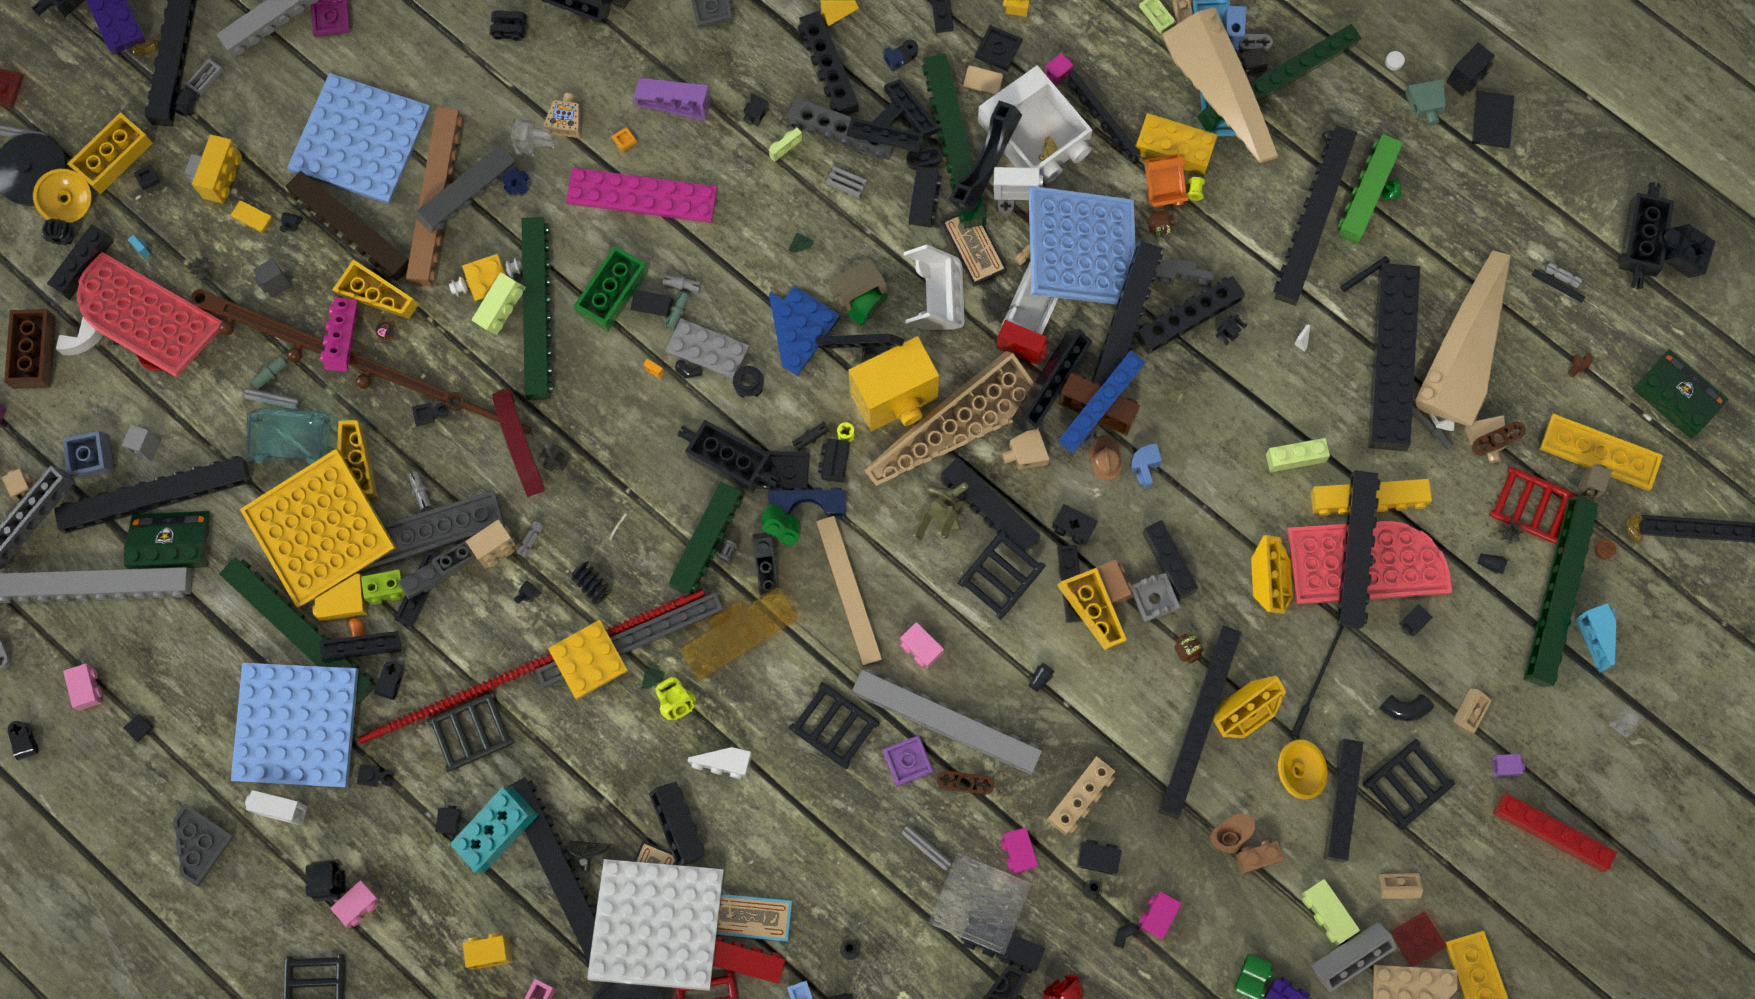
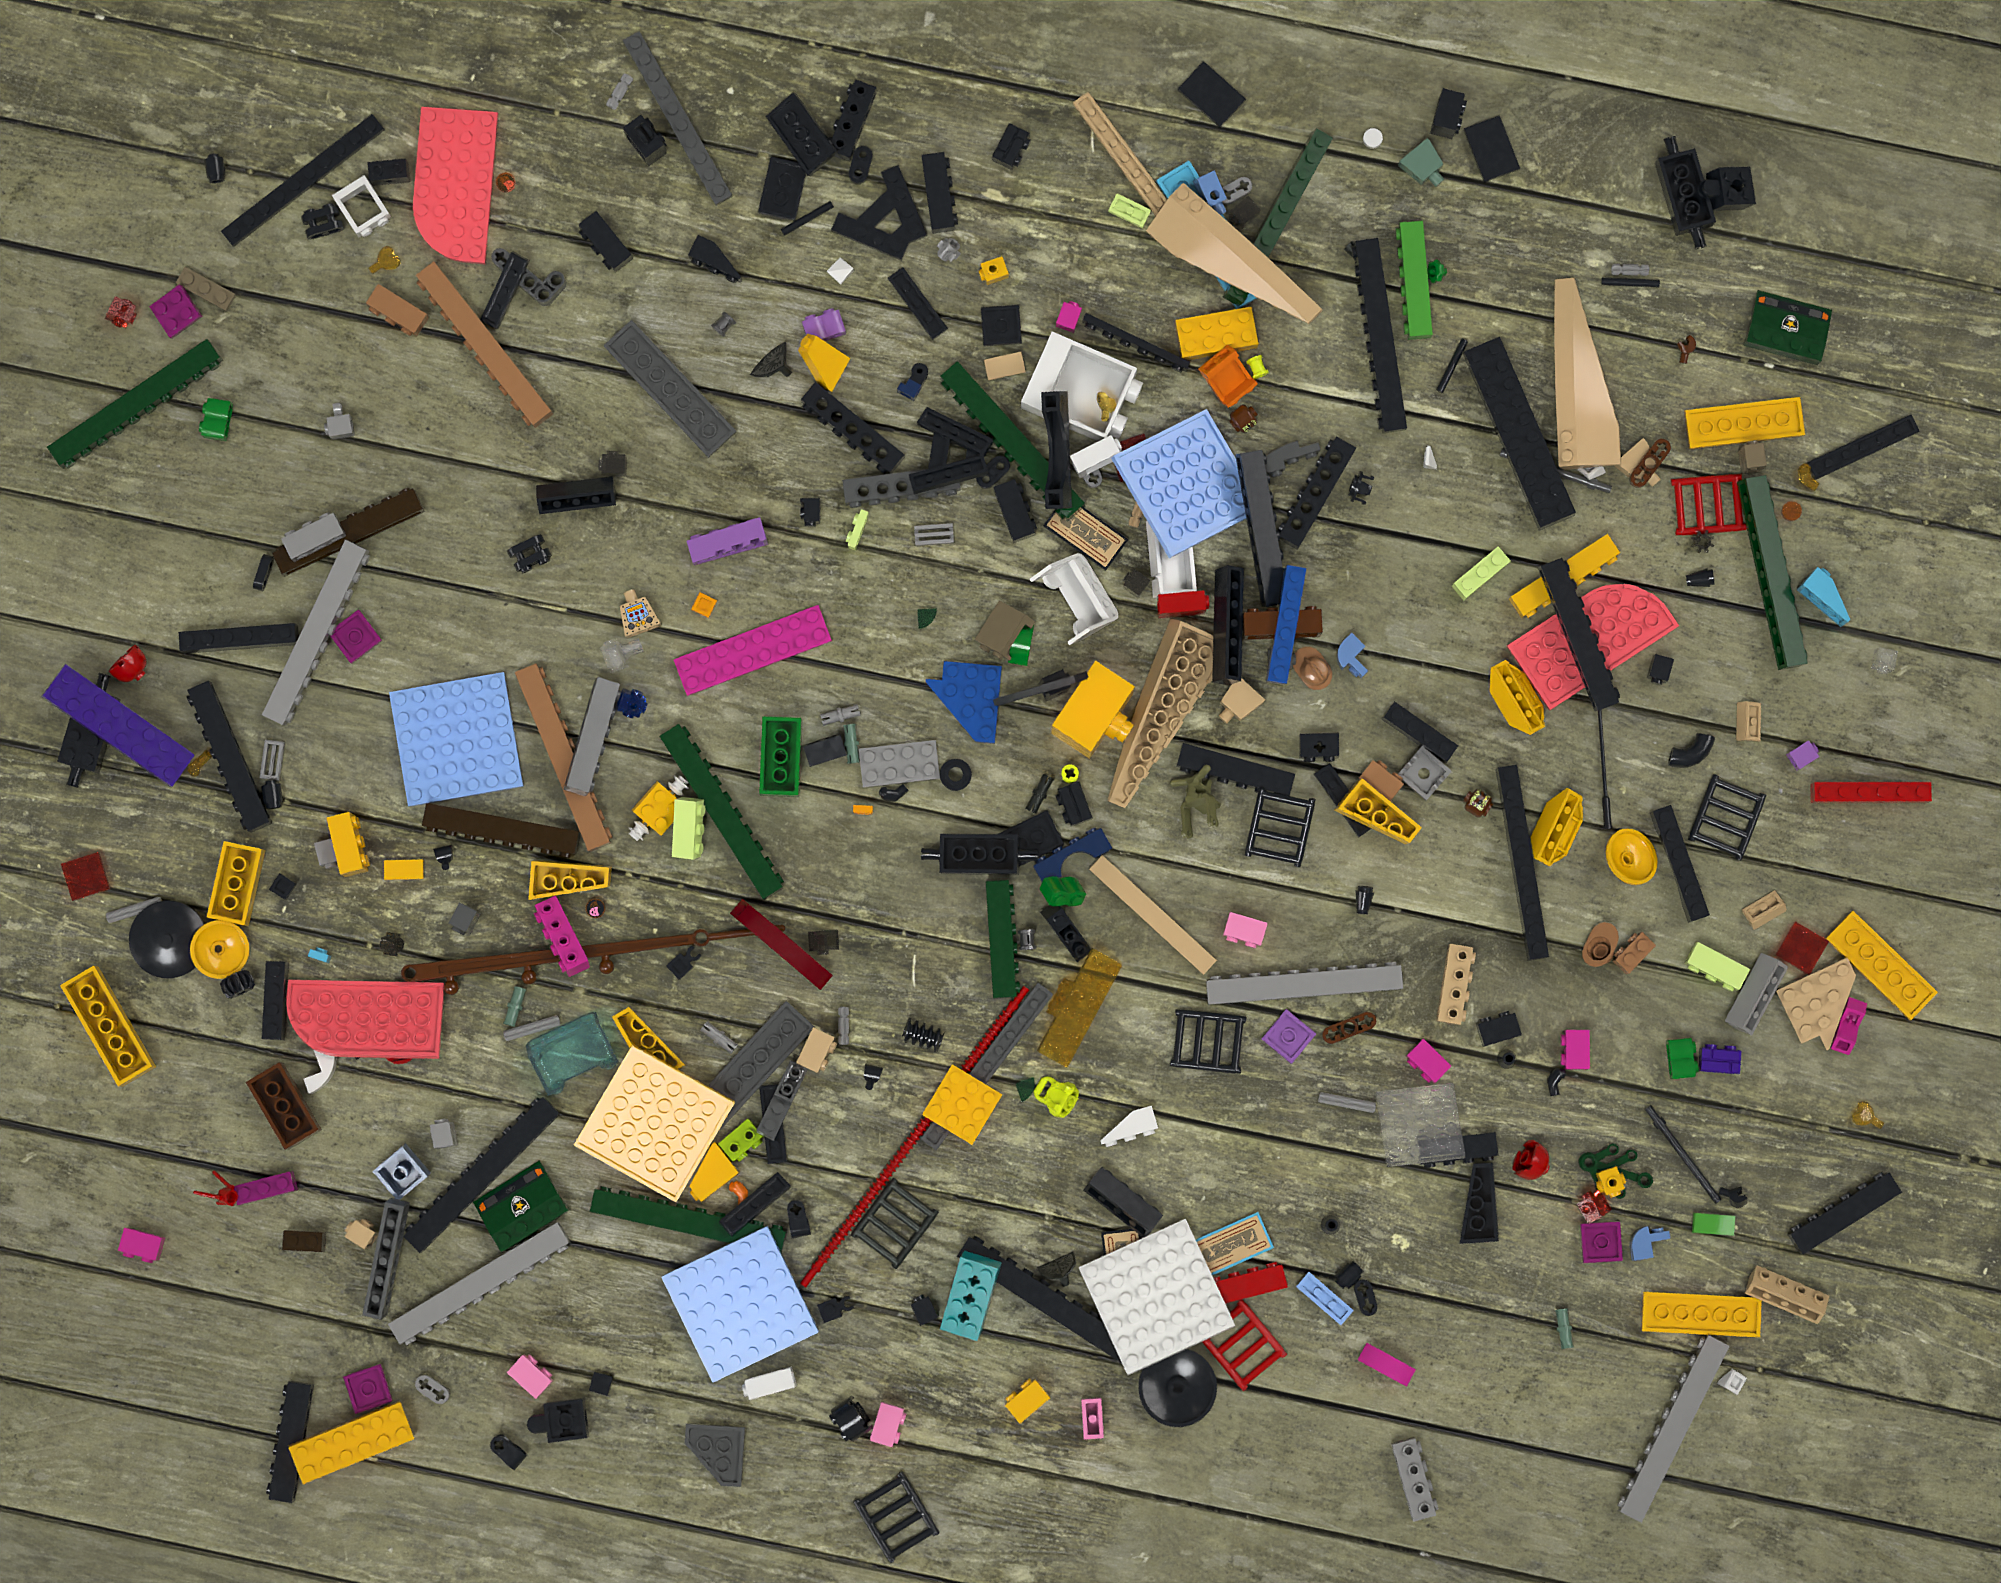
camera: 30 degrees left, 10 degrees up
(82, 739) = (561, 1420): none -> black brick

